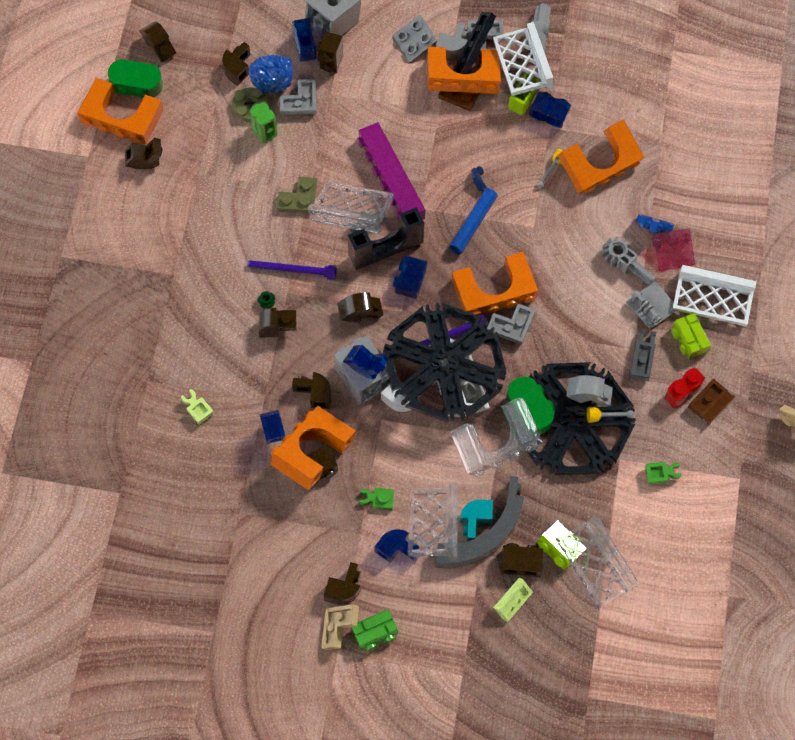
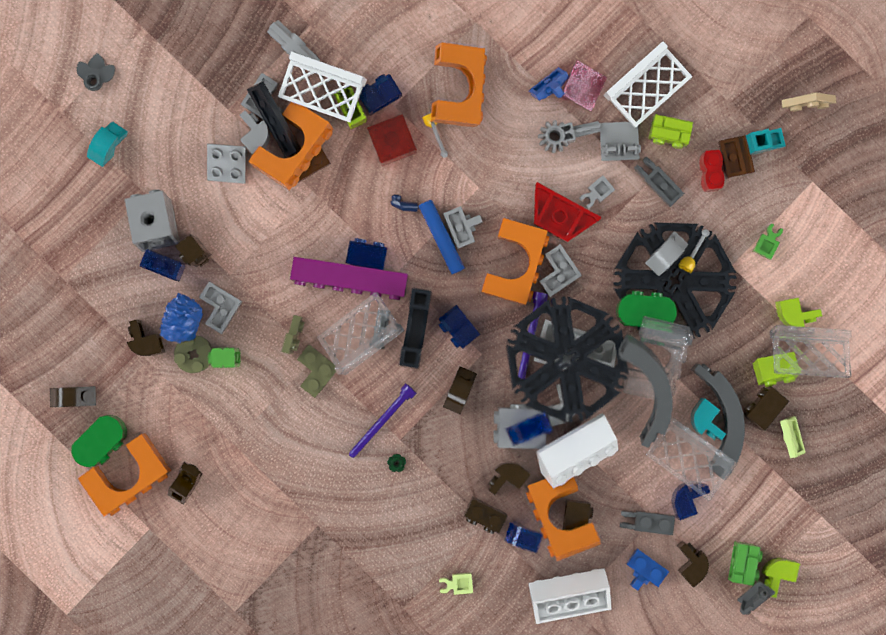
camera: 55 degrees left, 20 degrees up
(246, 502) = (570, 595): none -> white slope
(270, 389) = (486, 515): none -> dark brown brick
(273, 321) = (427, 469): dark brown brick -> none
(310, 161) = (290, 342): none -> olive plate
(311, 553) = (645, 570): none -> blue hinge
(335, 620) = (719, 590): tan plate -> none
(350, 657) = (754, 597): none -> dark grey hinge
(355, 530) = (650, 522): none -> dark grey hinge
(375, 421) = (577, 451): none -> white slope
(381, 498) = (637, 484): bright green plate -> none
(387, 662) = (780, 569): none -> lime brick
(419, 175) = (366, 255): none -> clear blue brick
(481, 443) = (645, 359): none -> dark grey arch
(493, 230) = (461, 226): none -> light grey hinge
(521, 138) = (392, 140): none -> clear red brick
(558, 297) = (560, 215): none -> red wing
(601, 313) = (598, 190): none -> light grey plate
(617, 527) = (791, 315): none -> lime brick
(737, 411) = (765, 140): none -> teal brick

